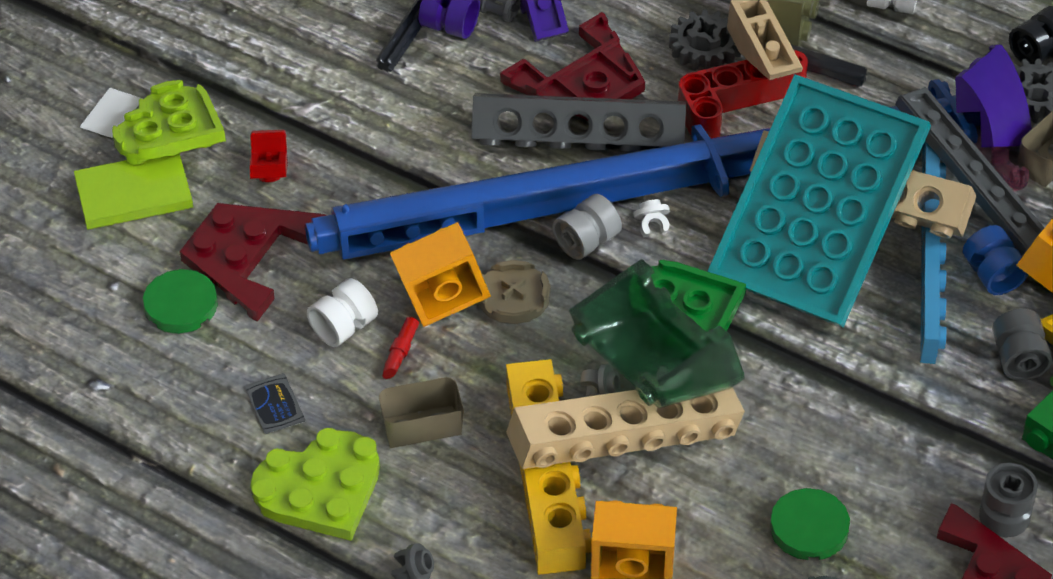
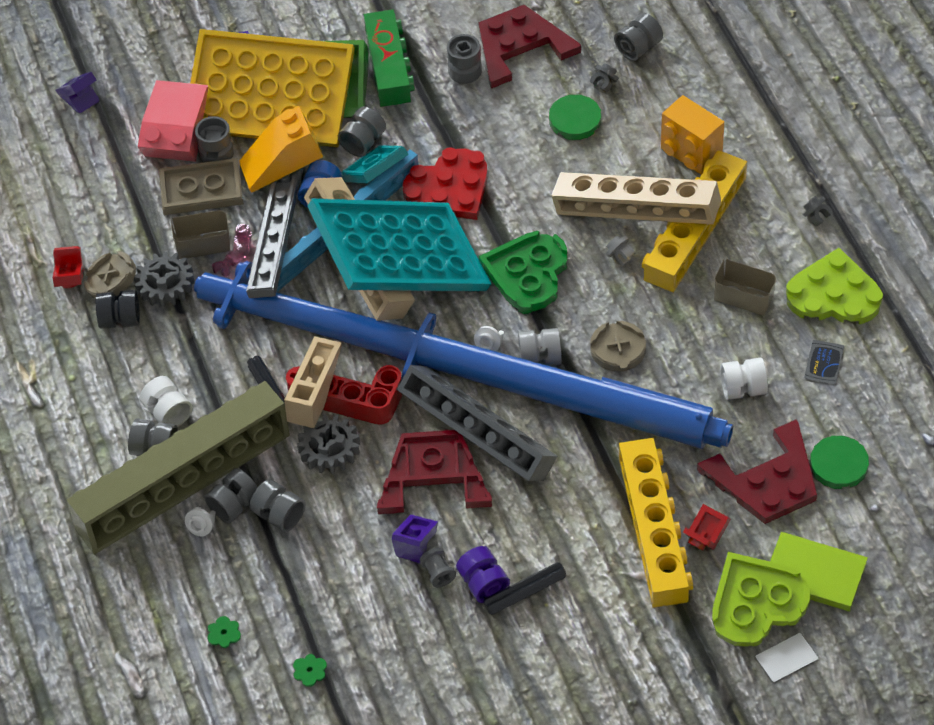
camera: 140 degrees left, 5 degrees up
(326, 136) = (663, 587): none -> yellow brick
(400, 347) = (719, 349): red piece -> none
(440, 274) = (668, 349): light orange brick -> none
(655, 340) = (584, 209): clear green windscreen -> none
(866, 357) = (455, 179): none -> red plate
(963, 310) = (373, 163): none -> teal tile
(997, 93) = (212, 264): dark purple slope -> none

